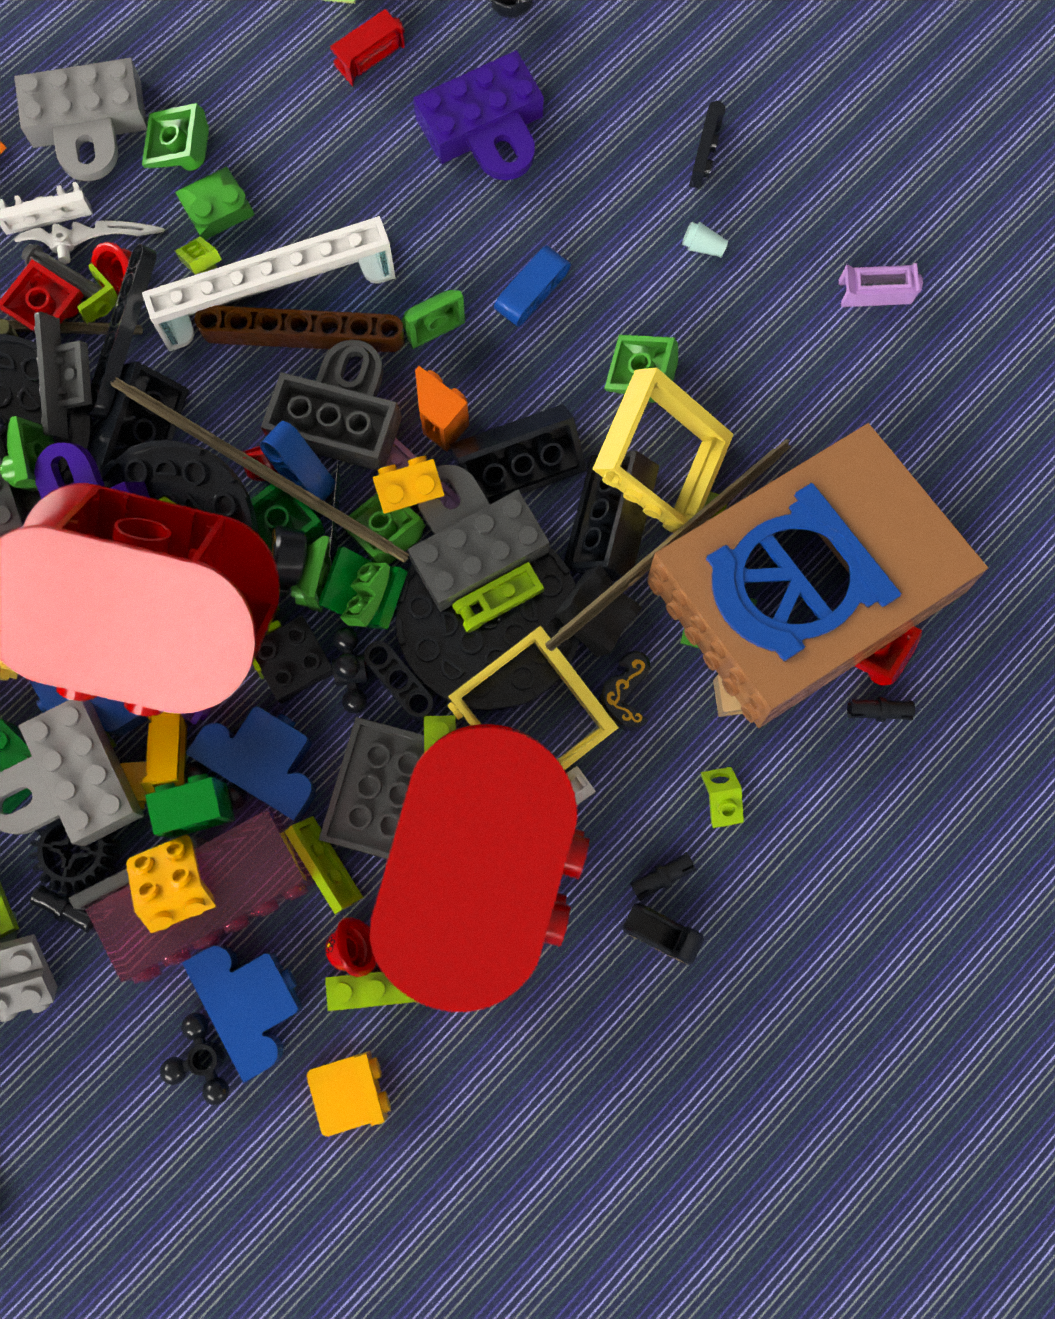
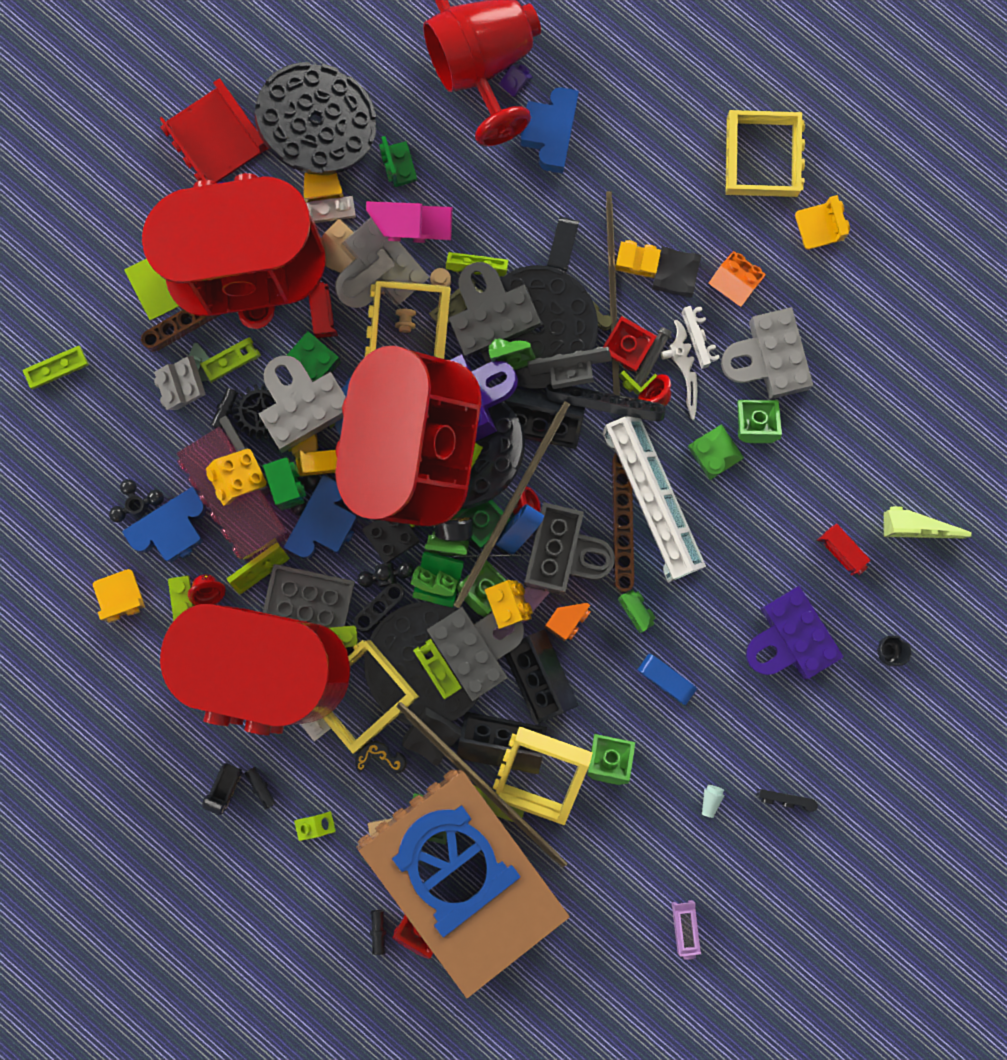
camera: 85 degrees right, 5 degrees up
(199, 256) = (665, 447): lime plate -> none

